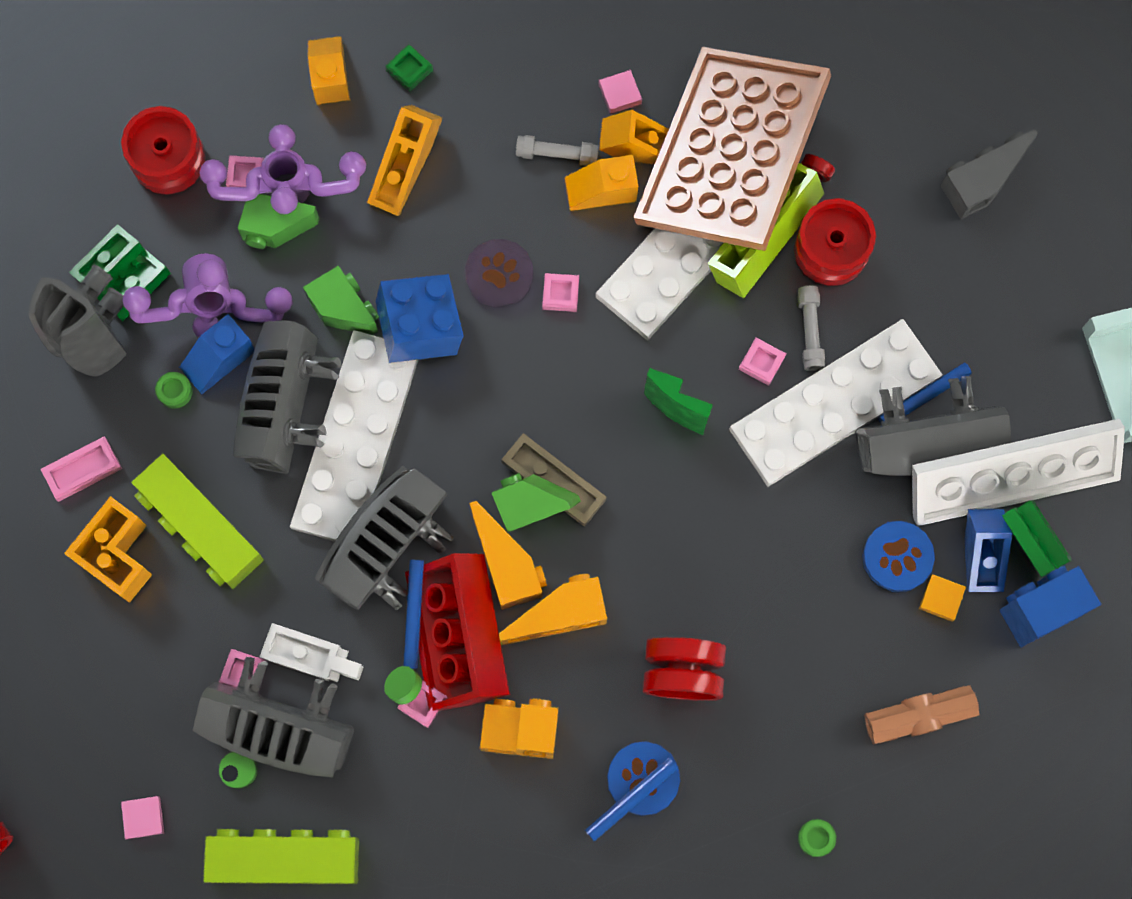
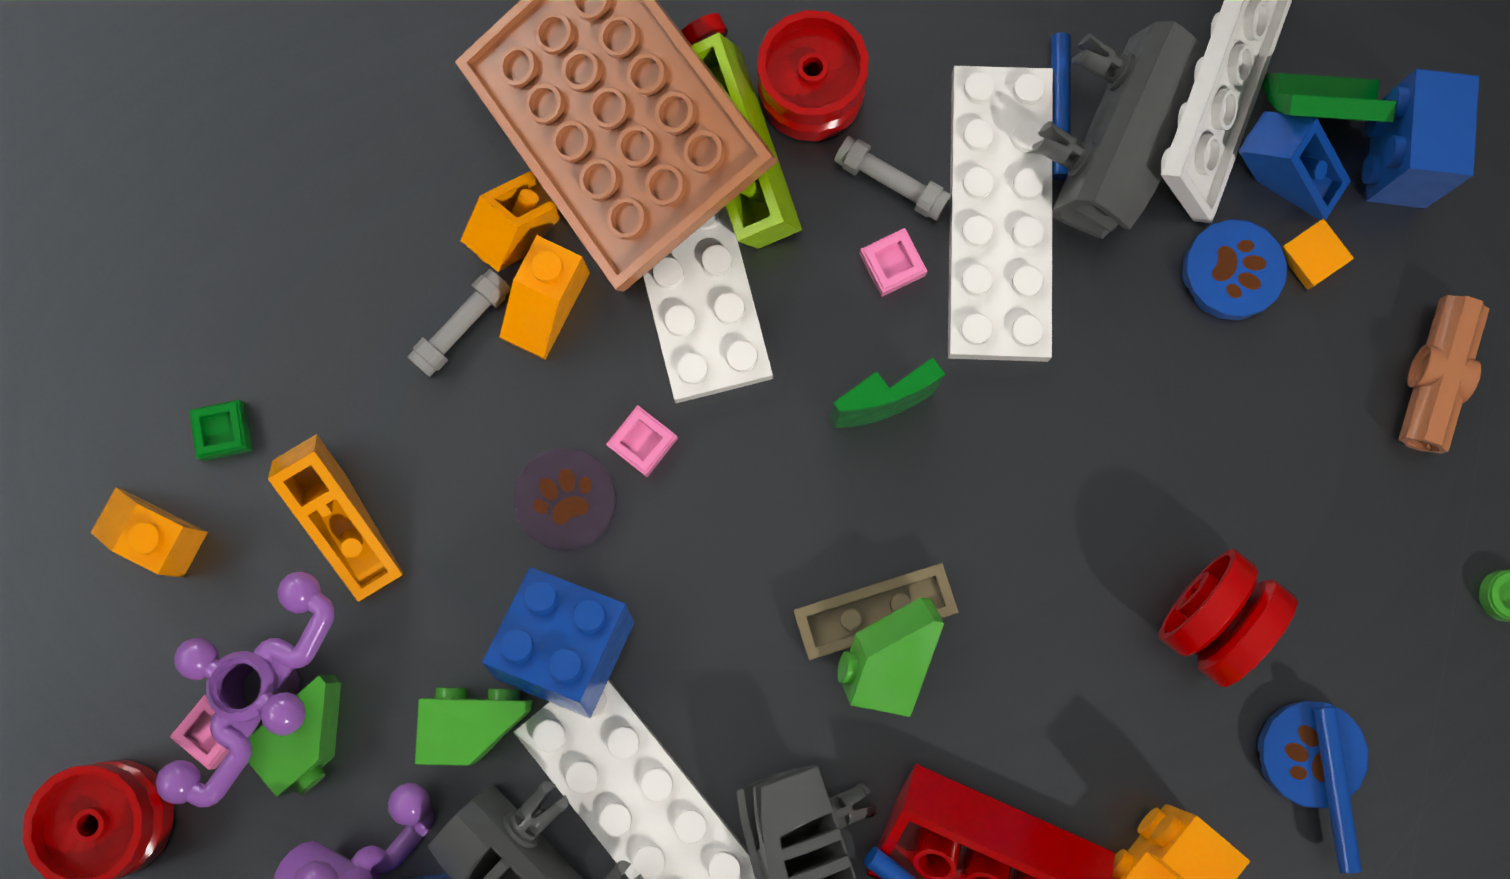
camera: 50 degrees left, 5 degrees up
(508, 563) = (949, 741): light orange slope -> none
(564, 610) = (1049, 710): light orange slope -> none
(620, 92) = (439, 197): bright pink tile -> none

